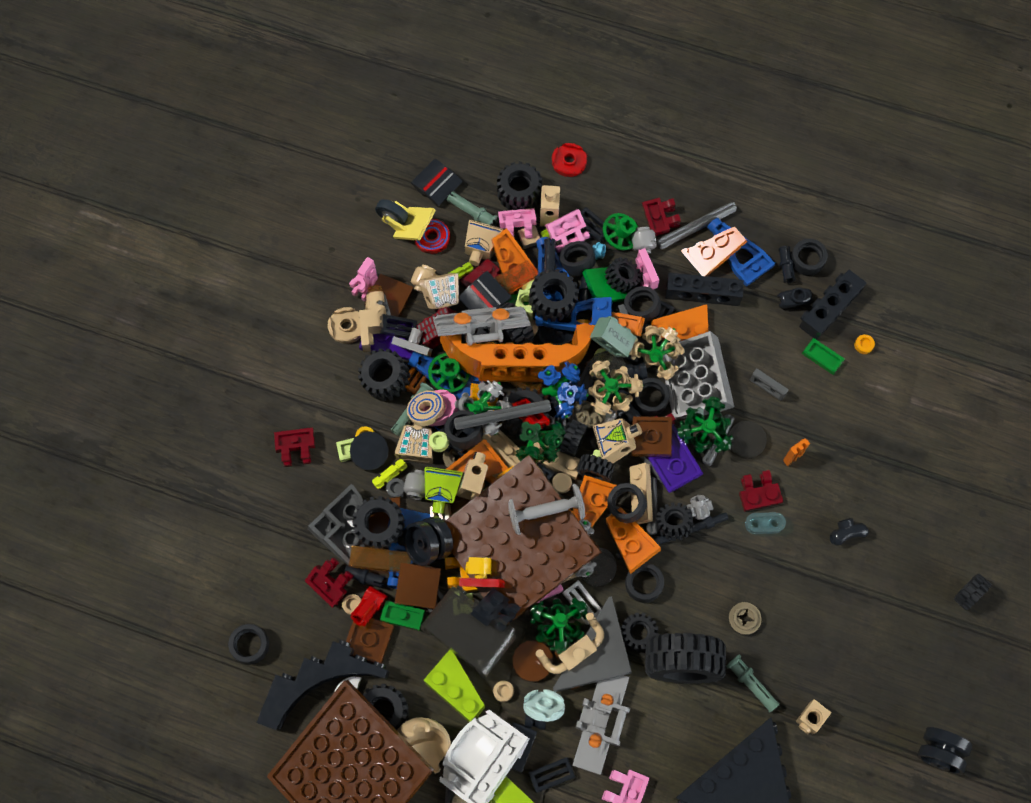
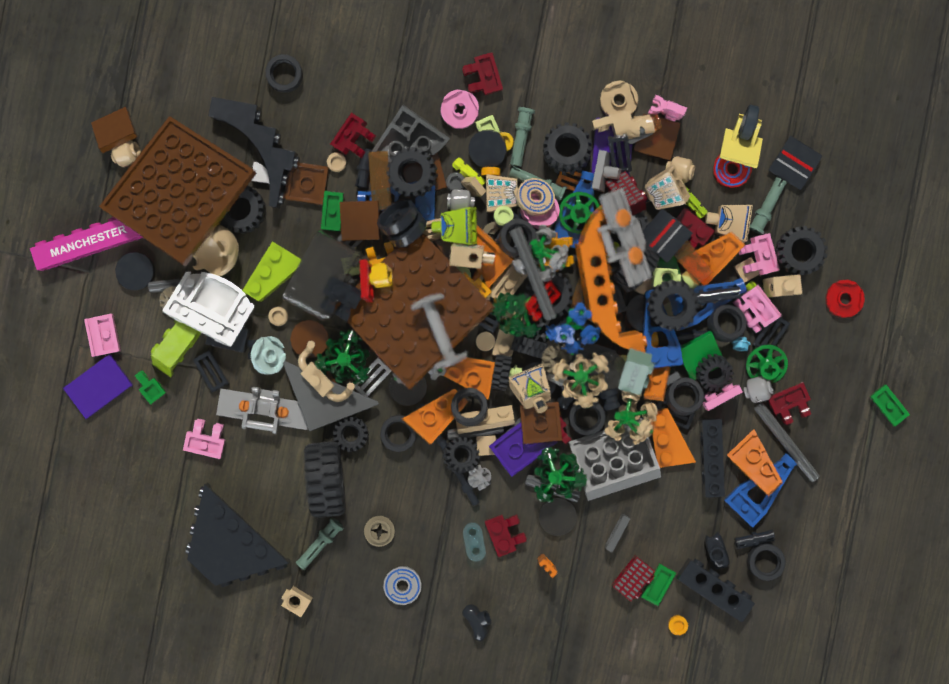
camera: 80 degrees right, 20 degrees up
(333, 478) = (464, 99): none -> bright pink plate
(355, 415) = (523, 126): none -> sand green pin
(372, 601) = (338, 179): red piece -> none
(391, 451) = (490, 171): none -> light orange tile
(403, 468) = (473, 186): none -> tan tile
(666, 498) = (483, 444): none -> tan tile
(673, 136) = (889, 405): none -> green plate
(807, 592) = (399, 596): none -> light grey tile
(815, 376) = (633, 578): none -> dark red brick

